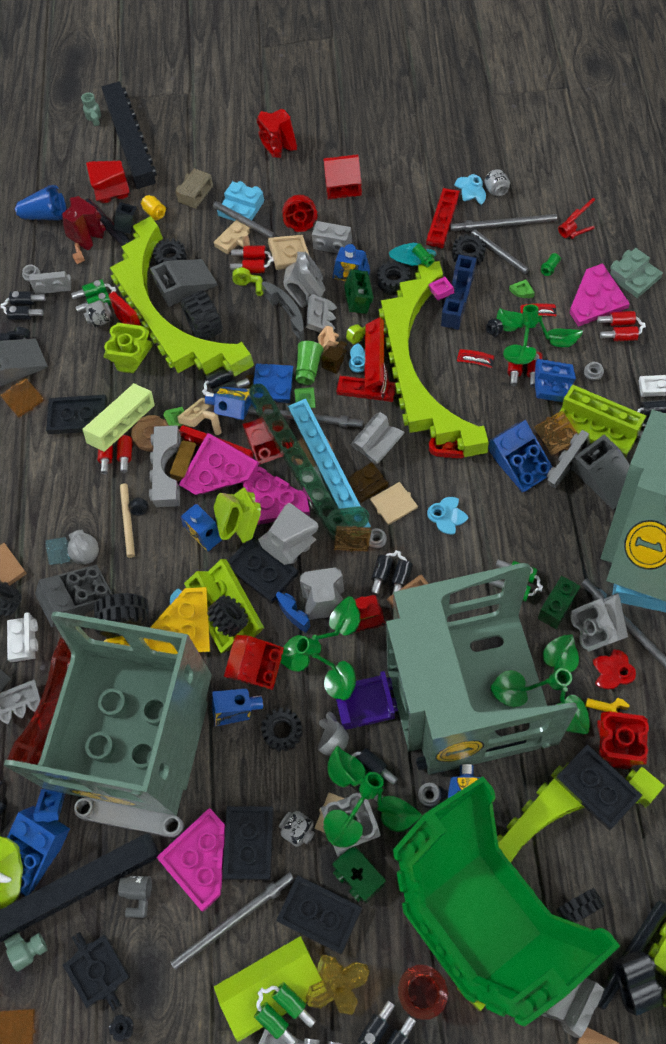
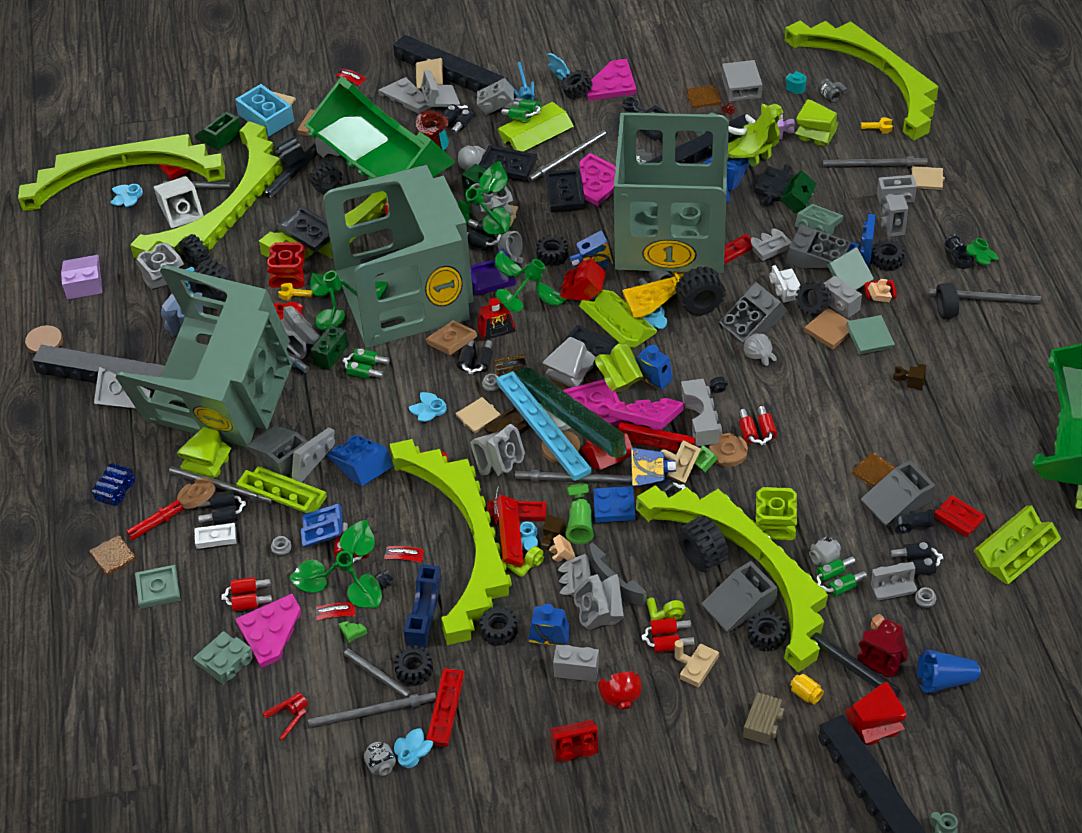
camera: 170 degrees right, 15 degrees down
(31, 742) = (741, 235): clear red arch -> none
(57, 550) = (782, 347): clear light blue slope -> none
(73, 413) = (808, 455): black plate -> none
(118, 417) = (760, 443): yellowish green brick -> none
(123, 311) = (791, 541): red plate -> none
(125, 217) = (832, 663): black slope -> none
(127, 521) = (724, 372): tan bar -> none
(182, 460) = (684, 417): pearl gold slope -> none
(227, 616) = (601, 295): black tyre -> none
(242, 200) = (698, 708): medium azure plate -> none
(243, 220) = (688, 679): flat silver bar -> none
(276, 132) = (673, 797): red piece -> none
(285, 249) = (624, 646): tan plate -> none
(289, 607) = (556, 318): blue slope -> none
(297, 828) = (530, 200): light grey head -> none
(322, 591) = (532, 328): light grey piece -> none
(337, 984) = (490, 129): clear yellow plant -> none
(347, 516) = (516, 371): clear green plate -> none
(358, 291) = (533, 591): dark green brick -> none
(369, 930) = (469, 156): none -> light grey piece
(405, 255) = (487, 661): teal piece -> none
(426, 258) = (460, 625): green pin -> none
(441, 288) = (442, 602): dark pink plate -> none
(549, 267) = (322, 652): green pin -> none
(556, 432) = (322, 482): clear orange piece -> none

